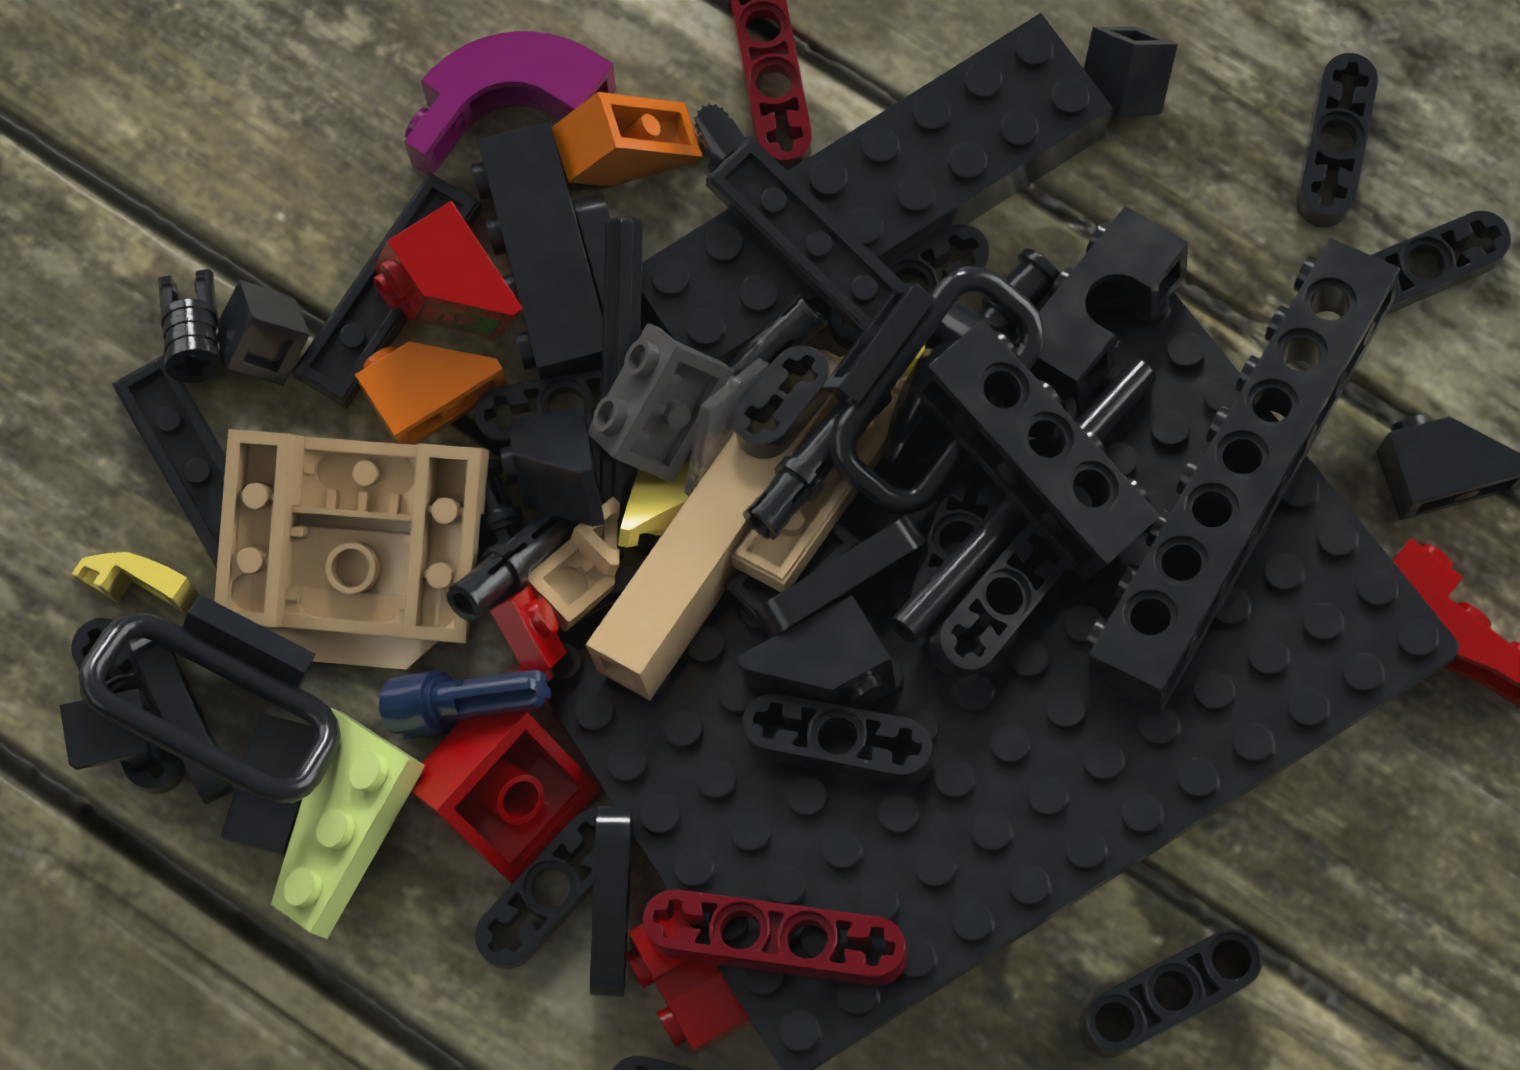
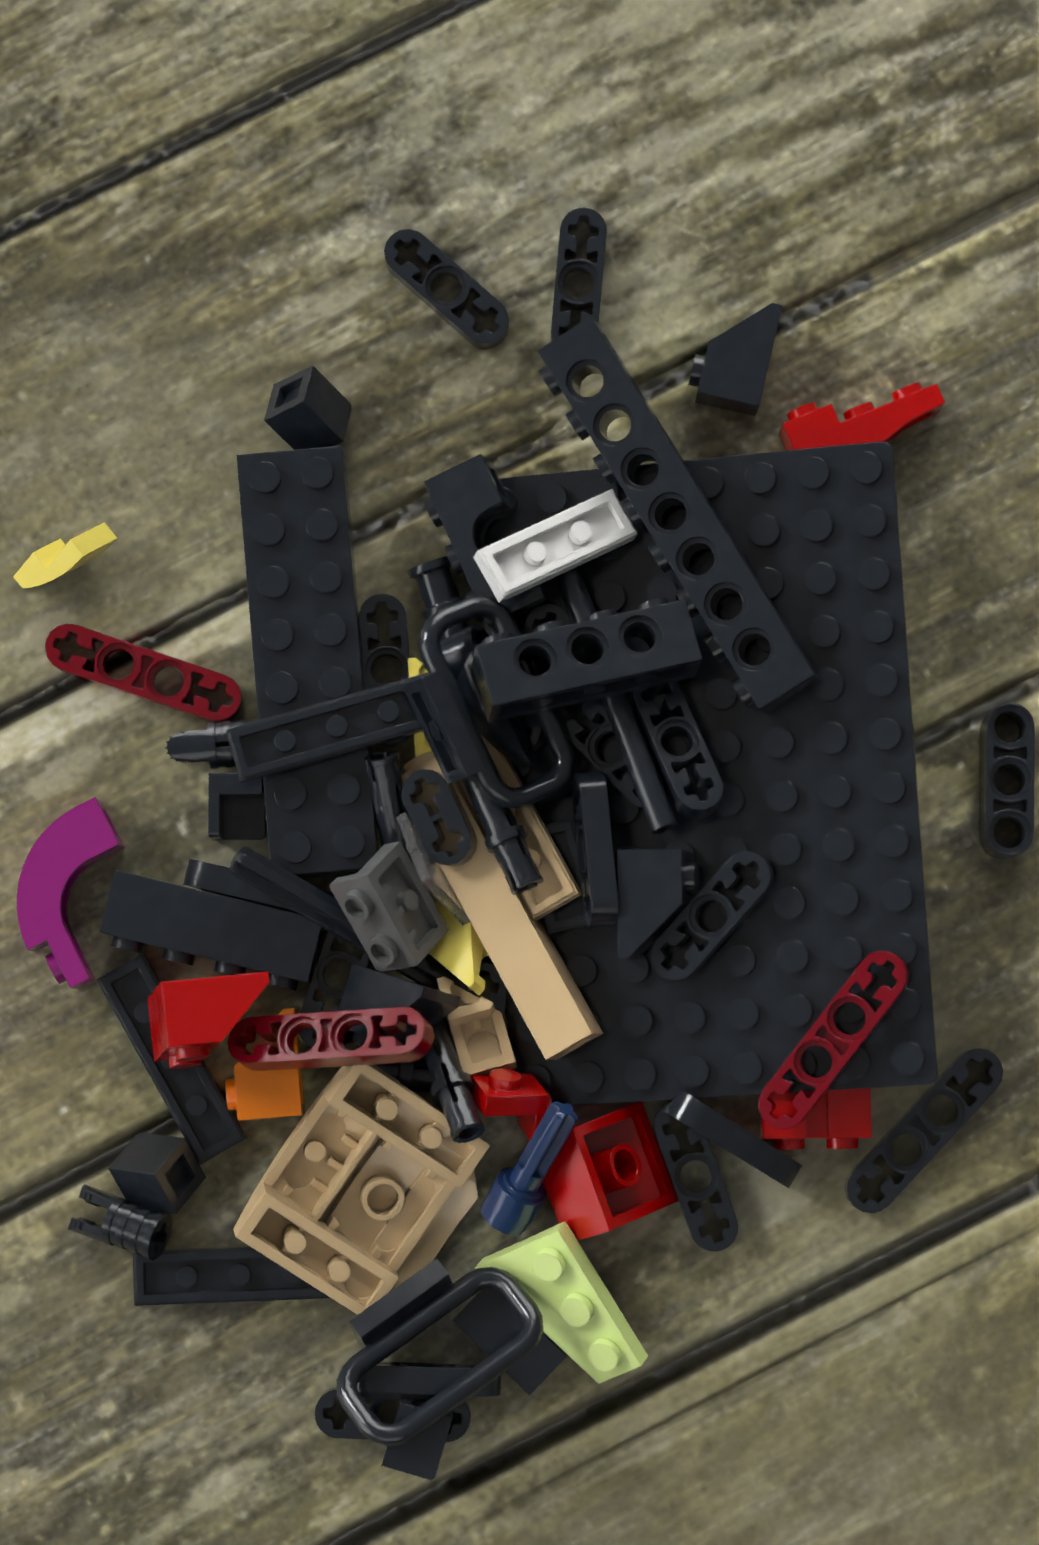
camera: 60 degrees left, 10 degrees up
(115, 572) = (286, 1378): light yellow slope -> none
(491, 407) = (329, 1045): none -> dark red beam
(624, 139) = (155, 818): orange slope -> none
(677, 204) = (236, 808): none -> black panel
(1137, 364) = (555, 545): none -> white tile

